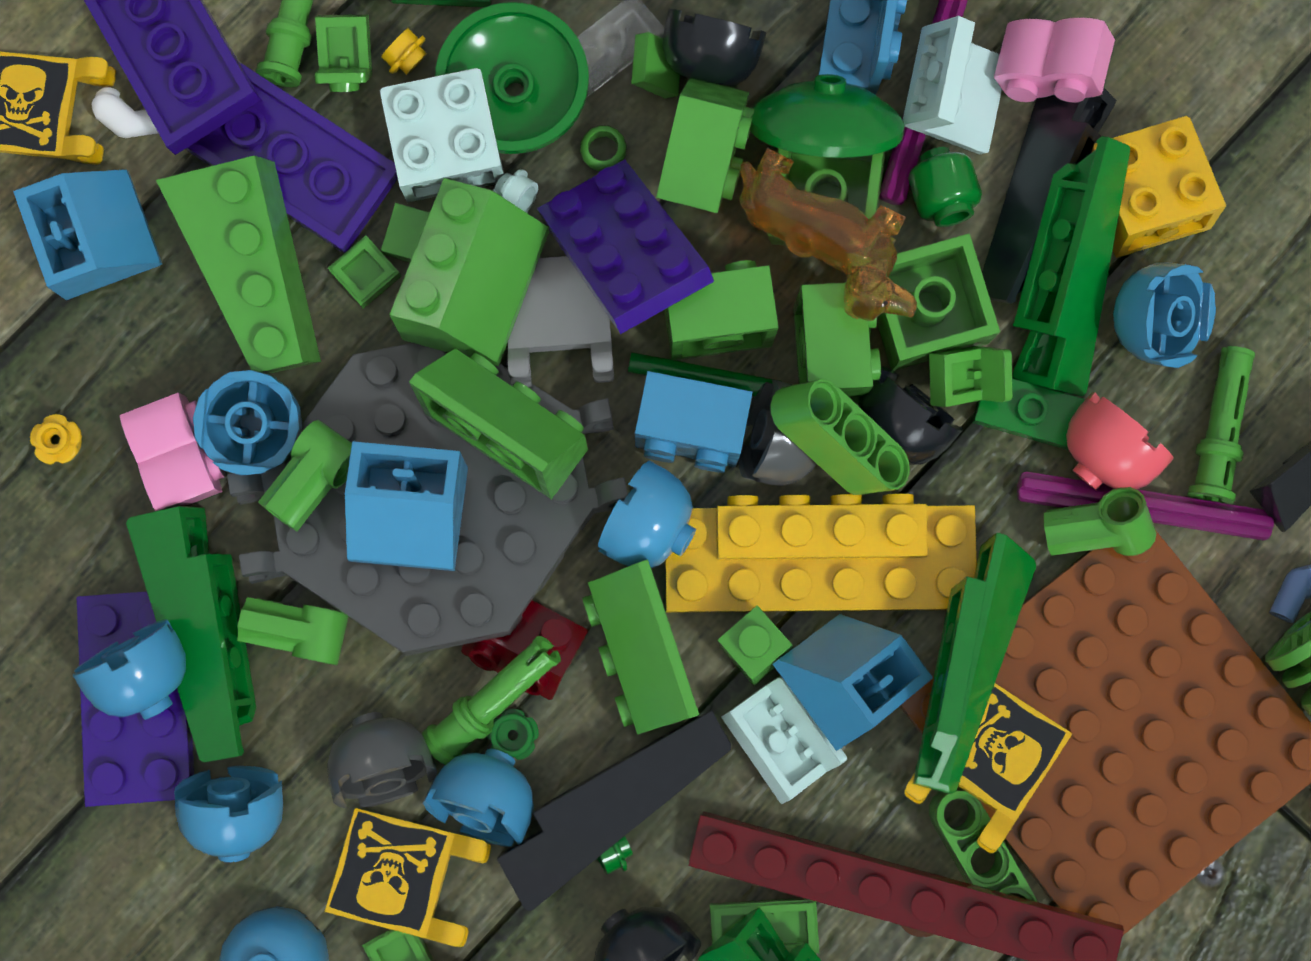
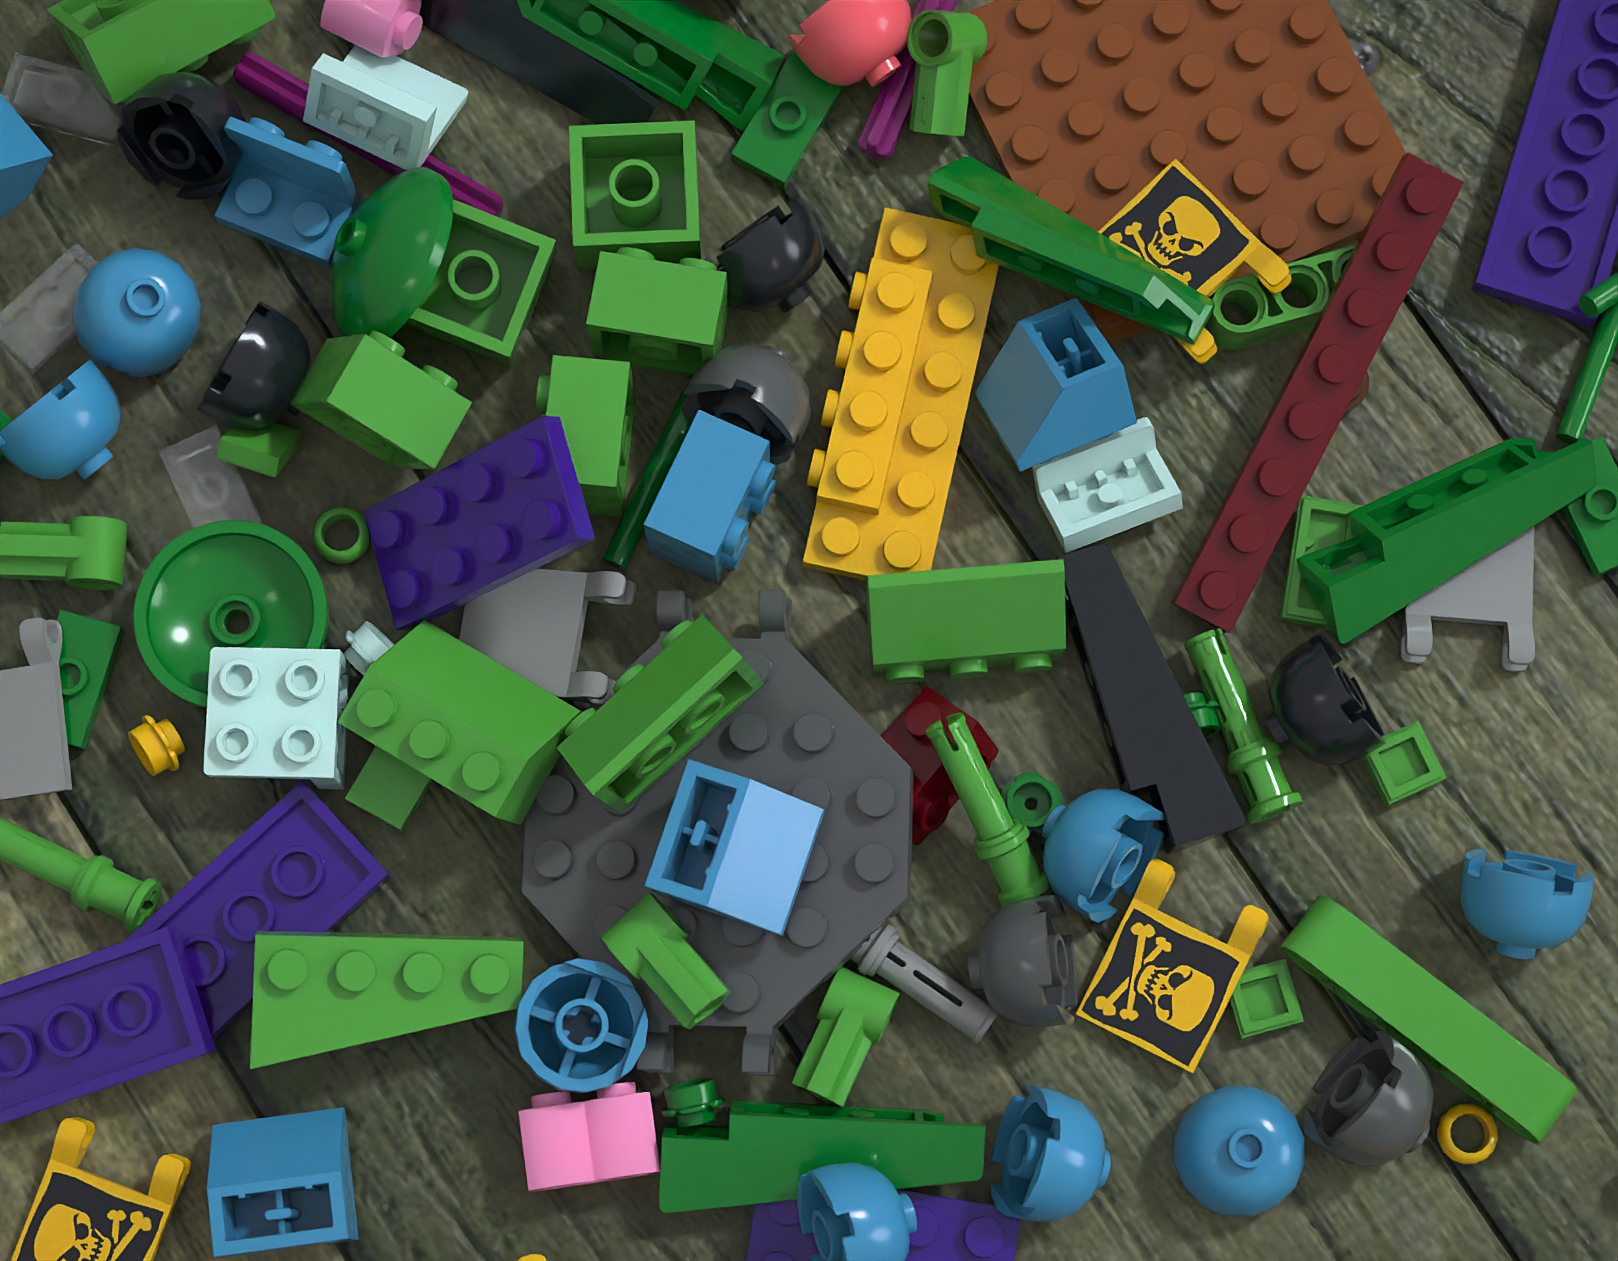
camera: 75 degrees left, 5 degrees down
(119, 117) = (143, 1118): white arm -> none
(220, 524) = (692, 1102): none -> green plate
(331, 723) = (923, 982): none -> light grey pin
(343, 51) = (136, 818): bright green bracket -> none
(364, 272) = (419, 858): bright green tile -> none
(592, 904) = (1251, 753): none -> bright green pin
(649, 520) = (818, 571): dark azure cylinder -> none
(754, 645) = (992, 491): bright green brick -> none
(831, 233) = (534, 273): clear orange animal -> none
(840, 437) = (776, 325): bright green beam -> none
(945, 187) = (499, 146): green head -> none
(970, 375) = (734, 168): bright green bracket -> none

